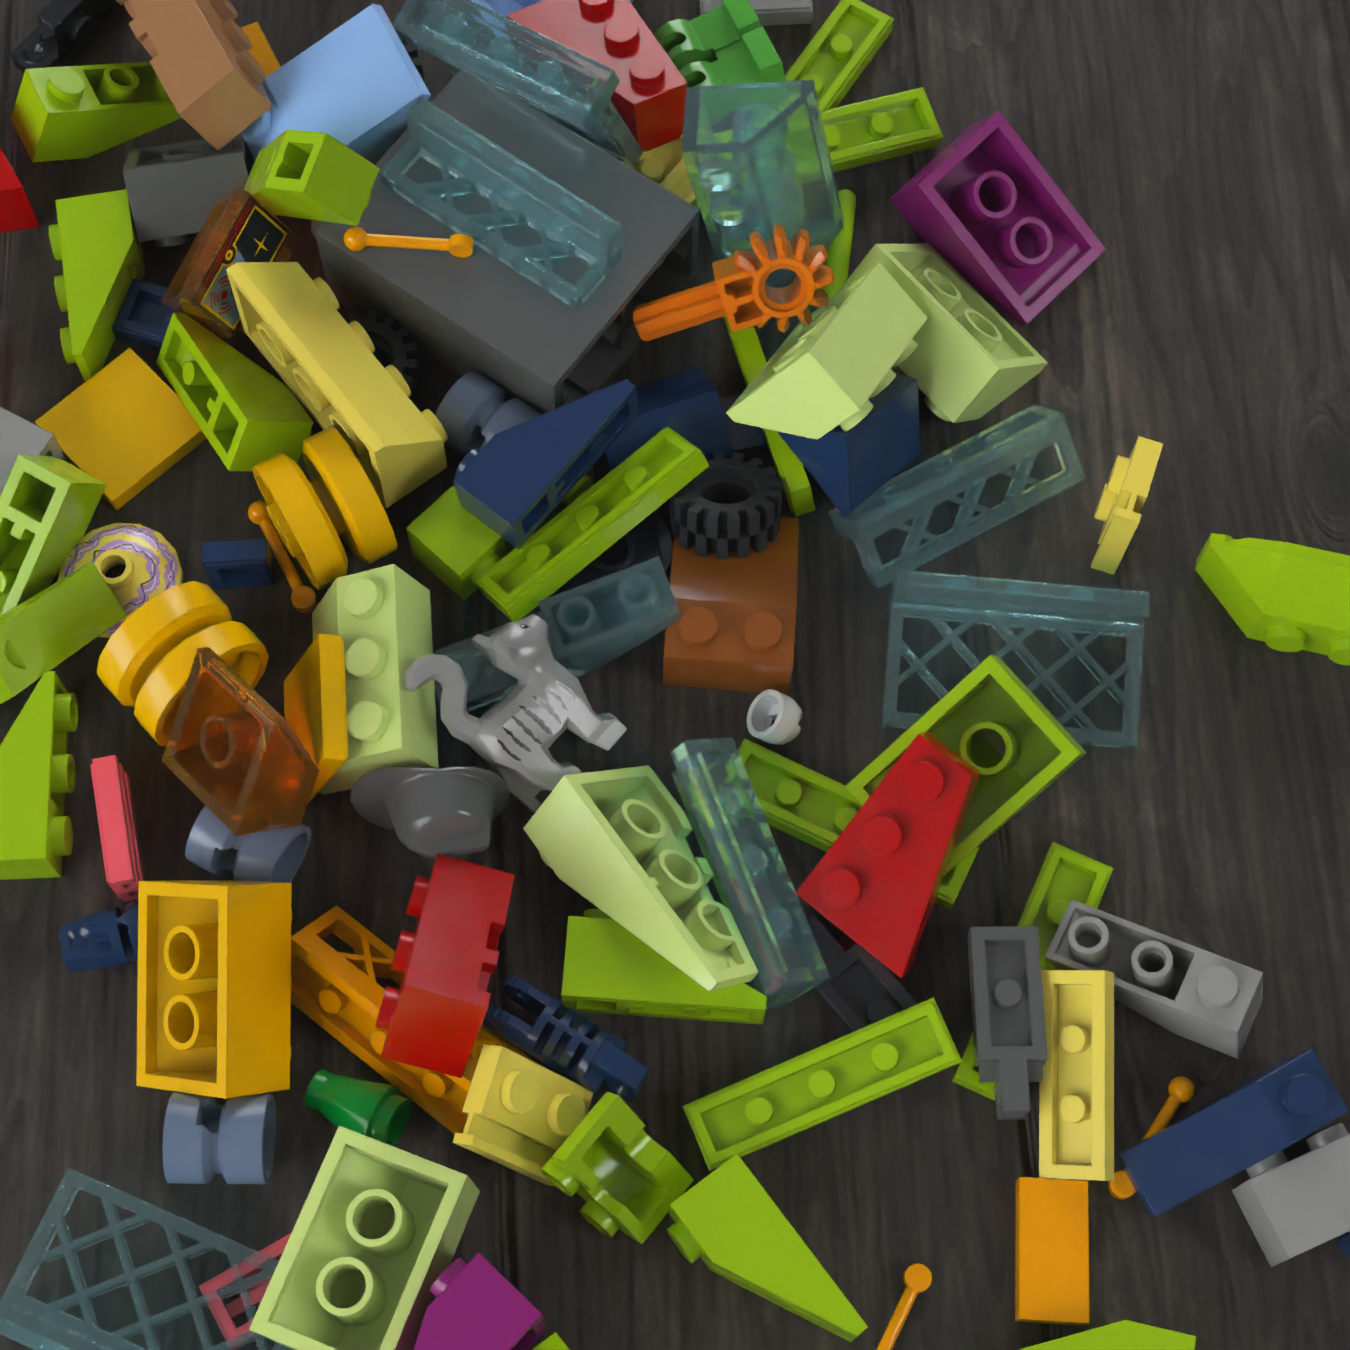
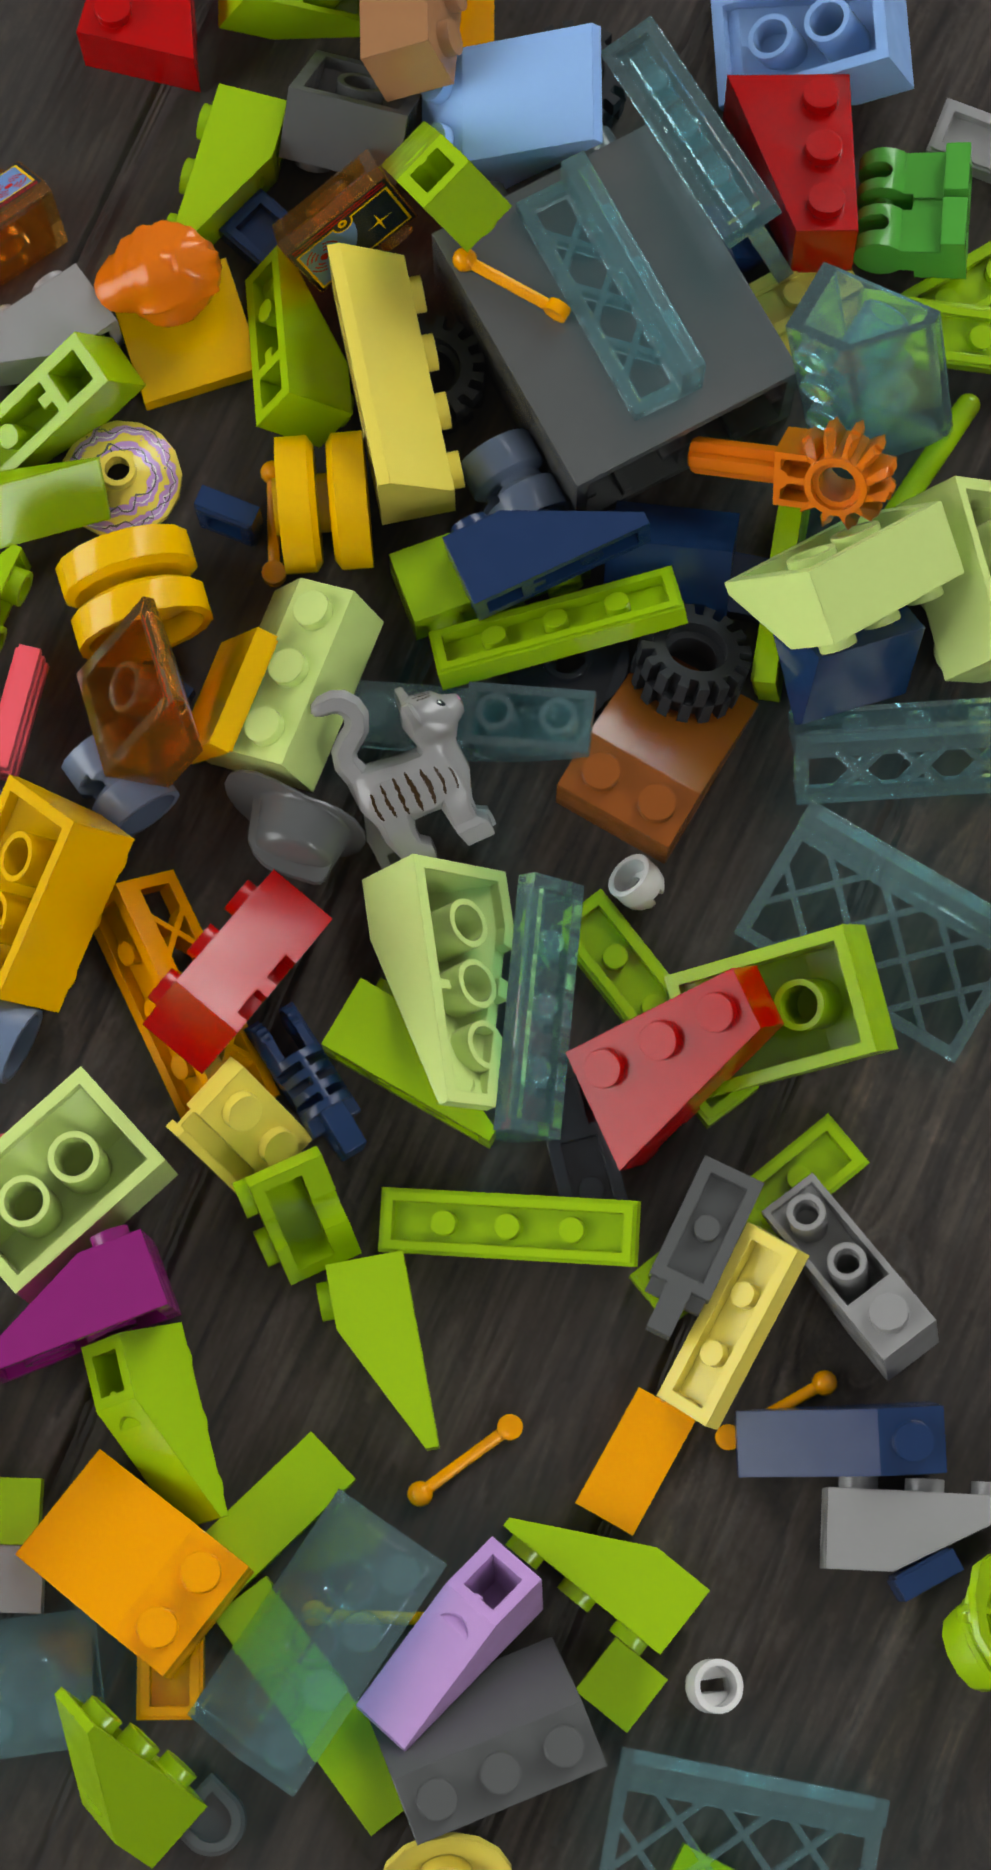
camera: 30 degrees right, 10 degrees up
(76, 377) = (160, 274): none -> orange hair
(360, 1105) = (111, 1056): green cone -> none

